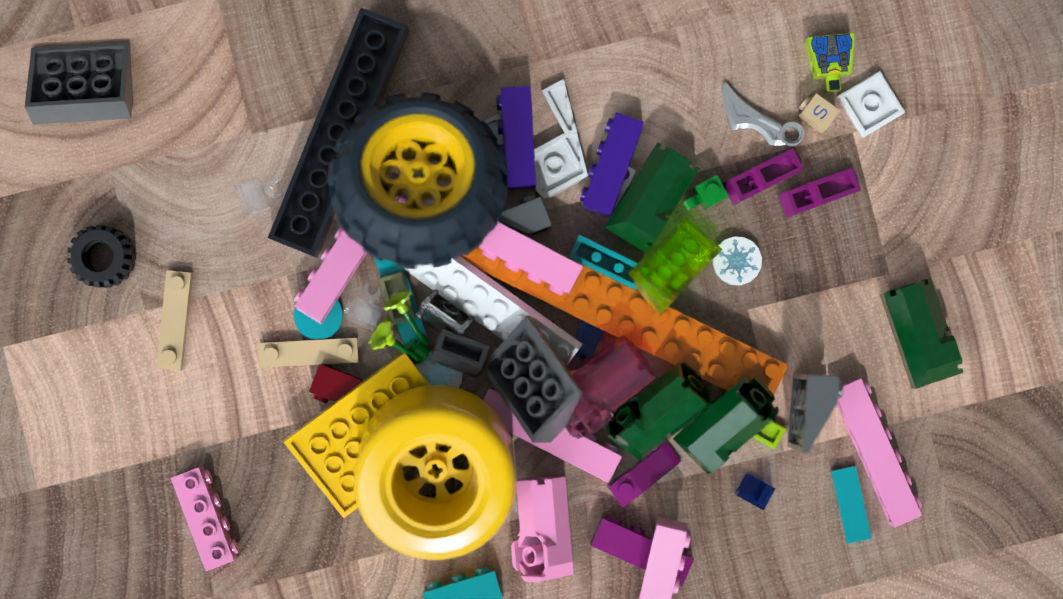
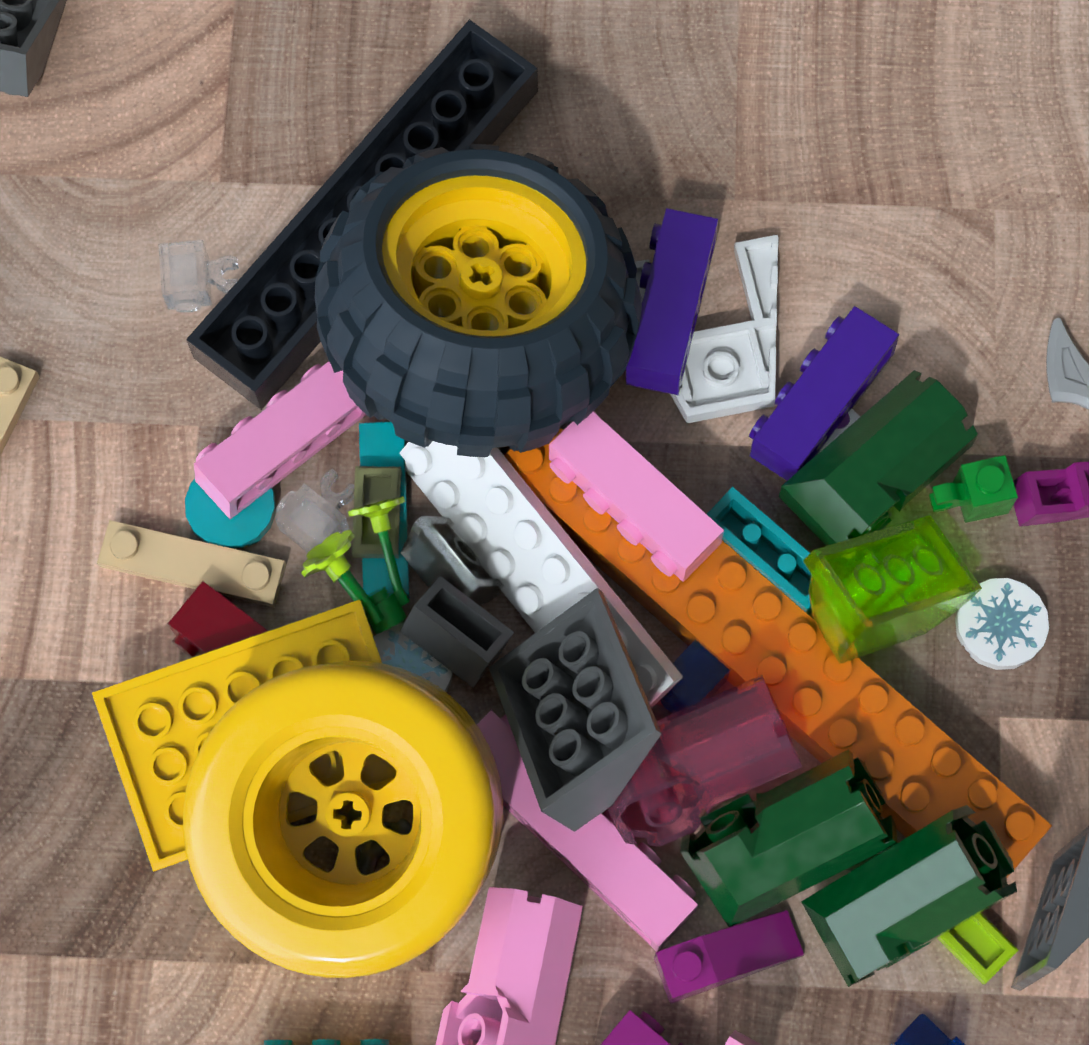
camera: 15 degrees right, 15 degrees down
(526, 218) = (652, 428): dark grey slope -> none

